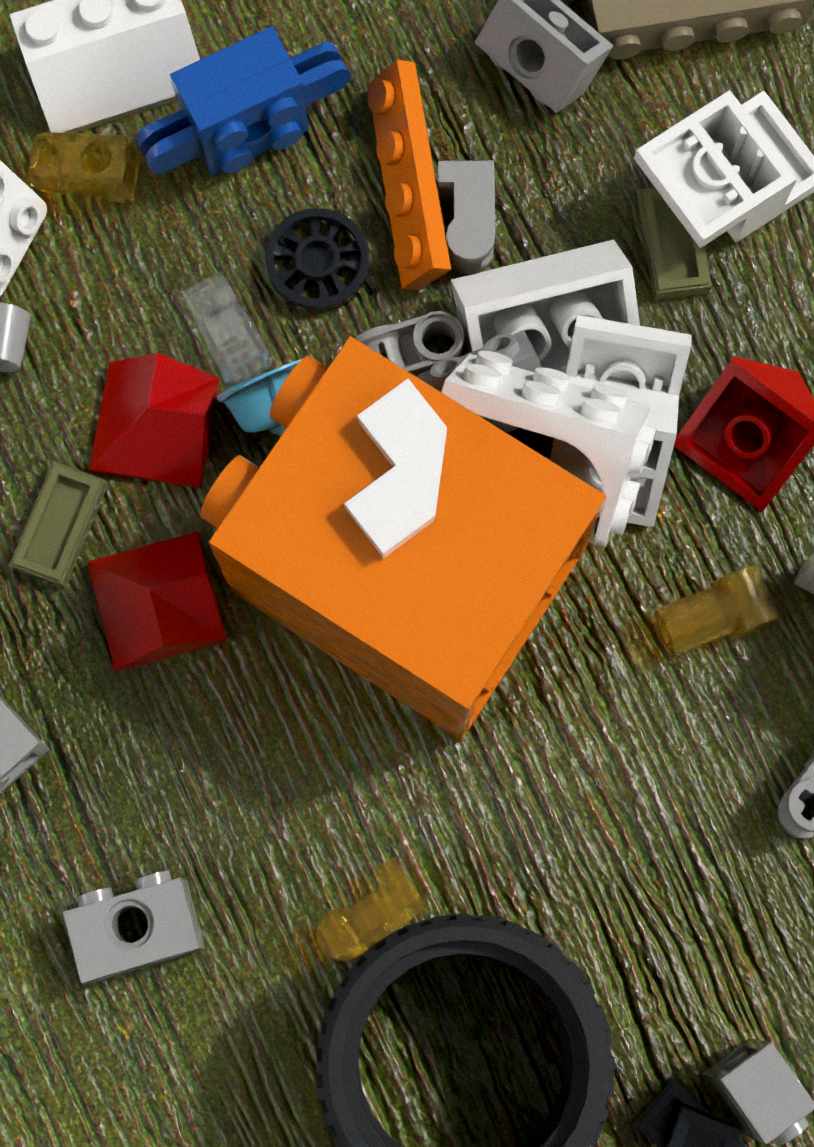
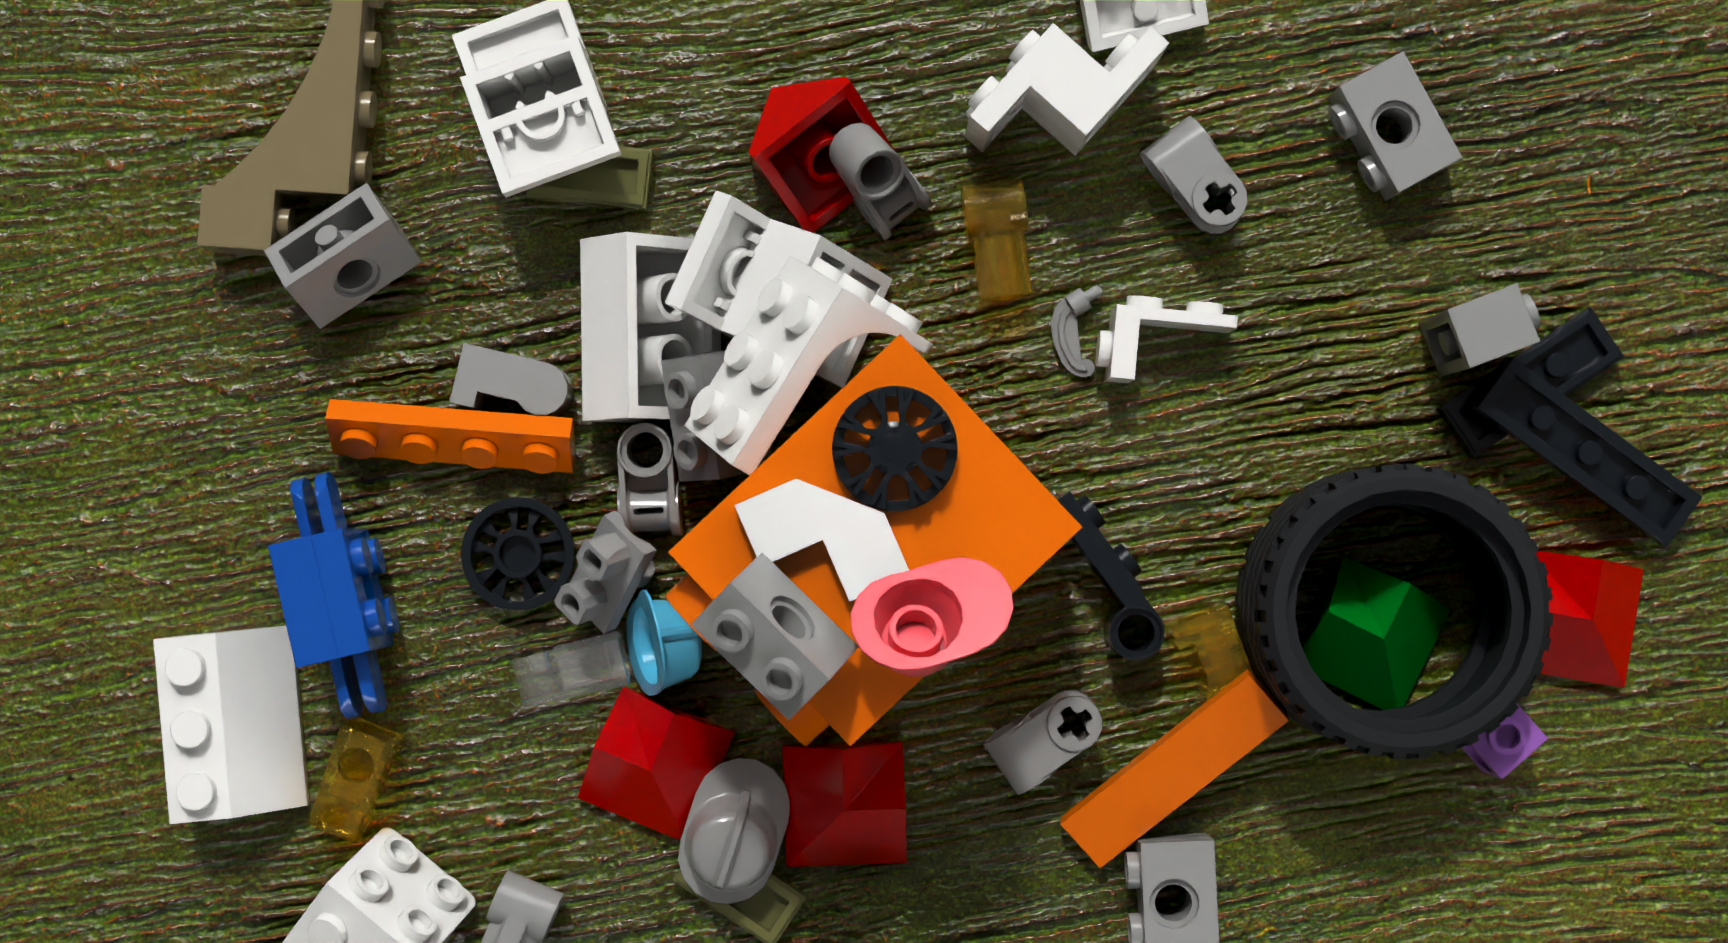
camera: 75 degrees left, 10 degrees up
(109, 504) = (734, 831): none -> light grey piece
(254, 762) = (1034, 747): none -> light grey piece
(260, 896) = (1174, 768): none -> orange tile
(295, 437) = (775, 636): none -> light grey brick
(314, 330) = (606, 575): none -> light grey hips
(348, 574) = (932, 615): none -> coral piece
(433, 1064) = (1372, 634): none -> green slope
(437, 793) = (1117, 572): none -> black plate
(498, 513) = (894, 448): none -> black wheel
(646, 748) = (1119, 346): none -> white bracket
(650, 698) = (1065, 329): none -> light grey piece
(736, 491) = (876, 178): none -> light grey piece

